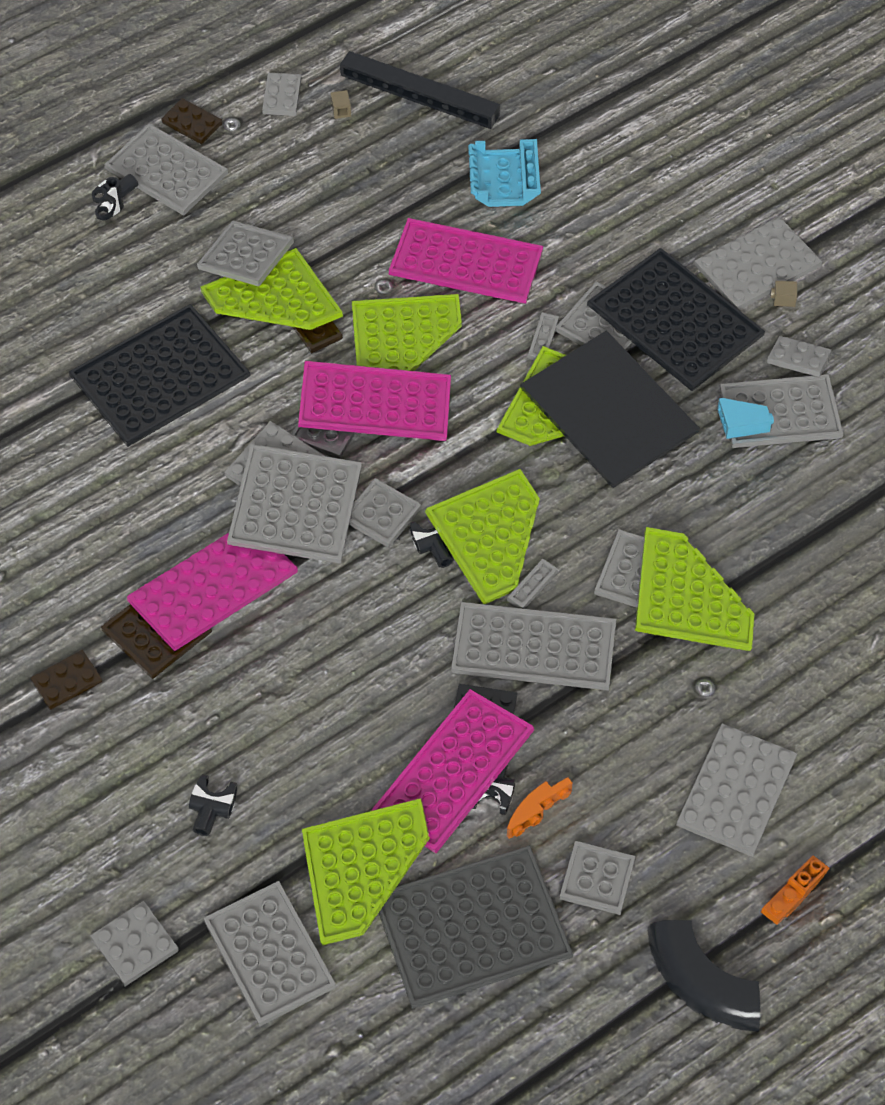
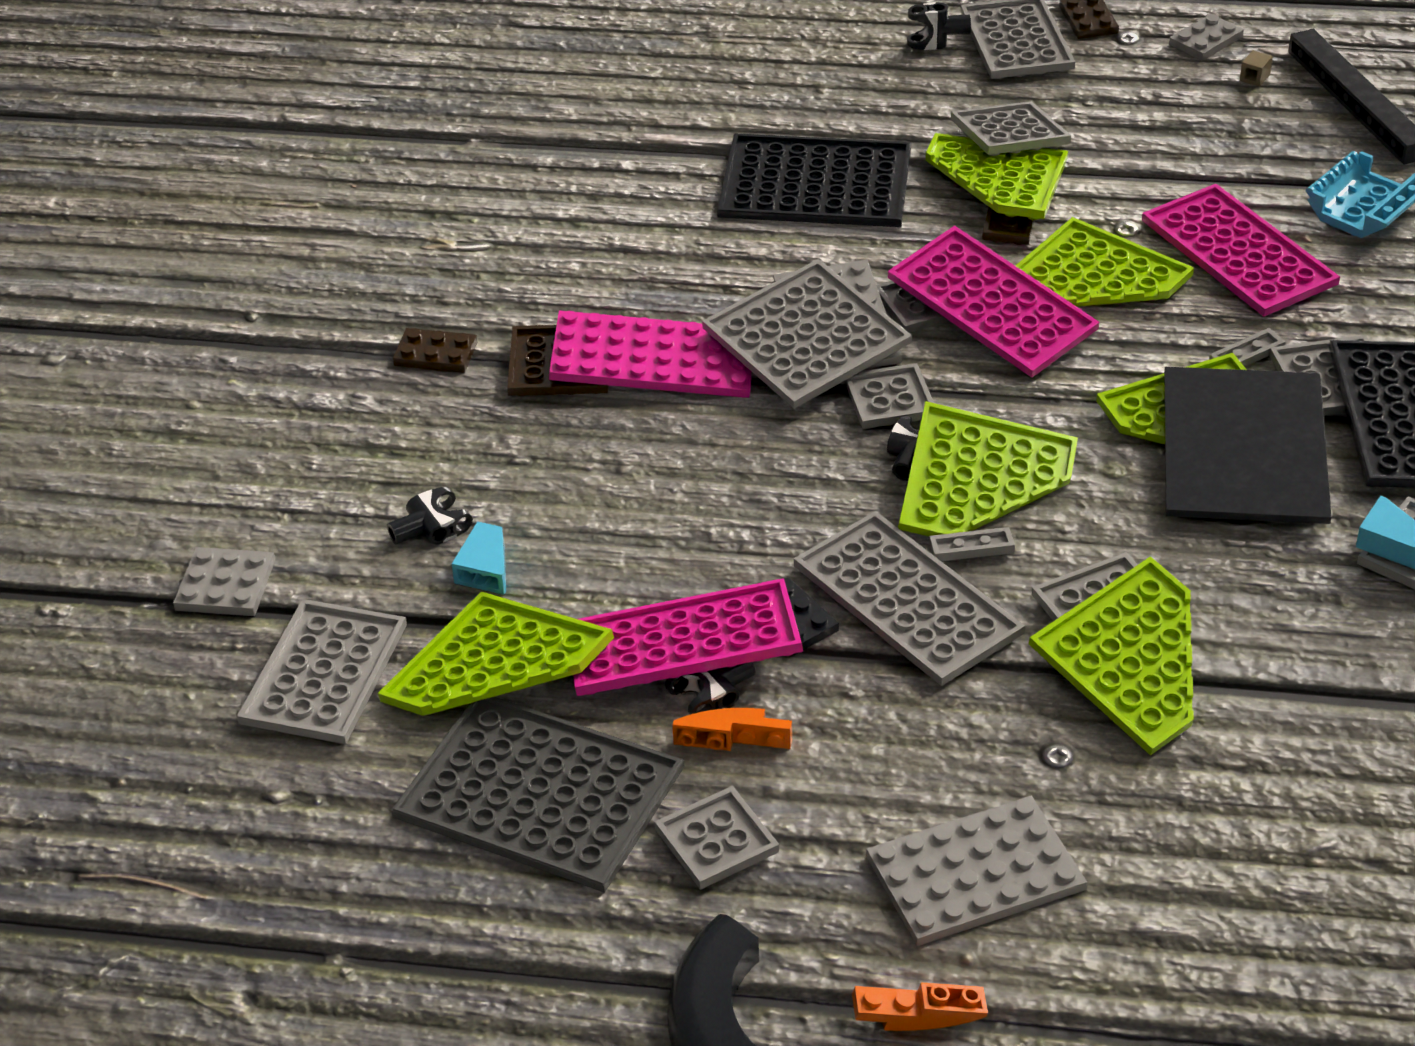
camera: 45 degrees right, 15 degrees down
(277, 805) = (482, 560): none -> medium azure slope

